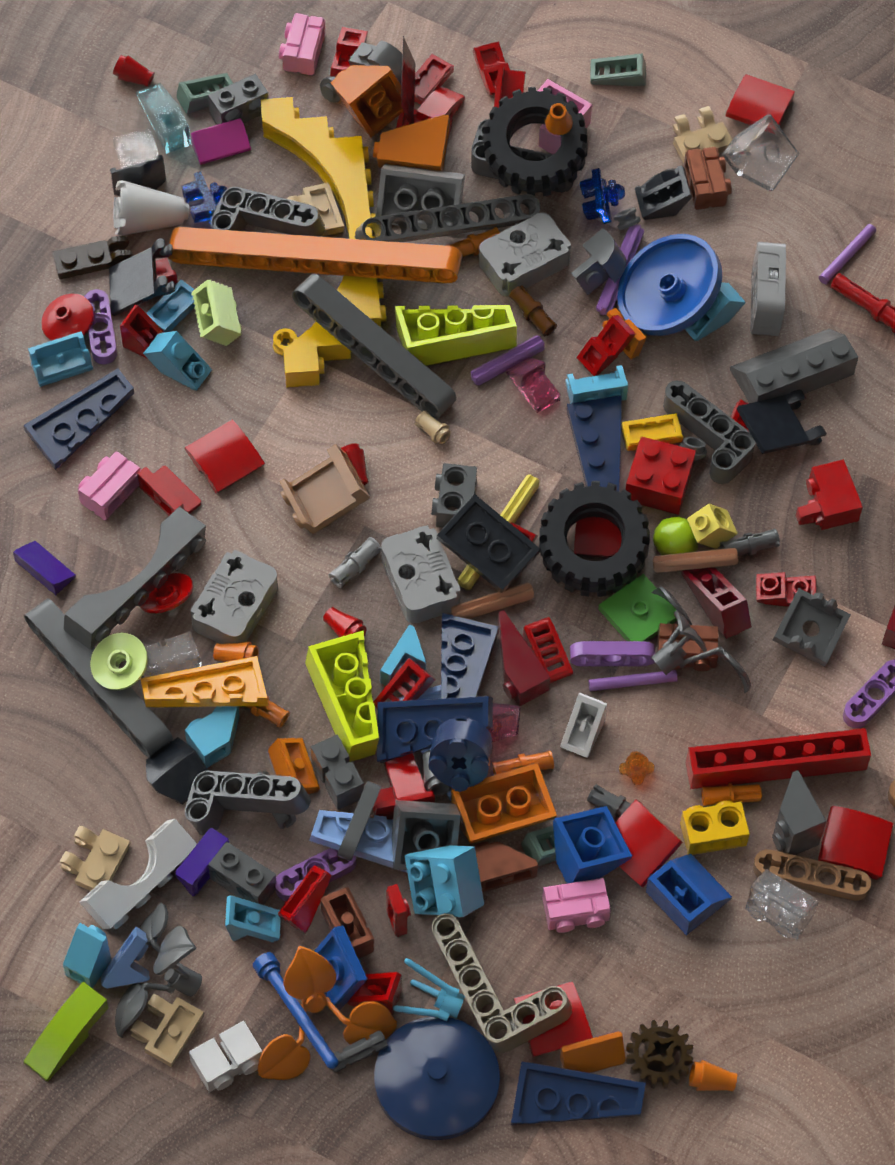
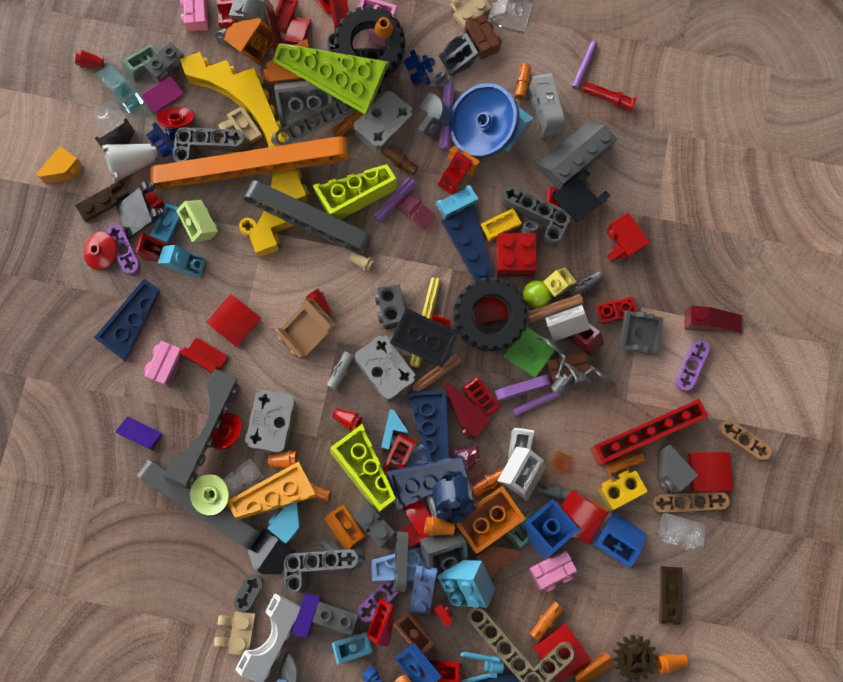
camera: 20 degrees left, 15 degrees up
(47, 198) = (59, 167): none -> light orange slope
(60, 359) = (103, 282): medium azure hinge -> none
(124, 809) = (252, 595): none -> dark grey beam
(229, 174) = (175, 117): none -> red dish
(378, 869) = (423, 590): none -> medium blue plate
(427, 788) = (438, 527): none -> orange cone
(480, 170) = (341, 75): none -> lime wing
(545, 971) = (546, 621): none -> orange pin
(575, 761) = (522, 472): none -> white slope
(702, 577) = (567, 323): none -> white slope
(741, 987) = (670, 595): none -> dark brown plate
(745, 252) = (522, 82): none -> orange pin

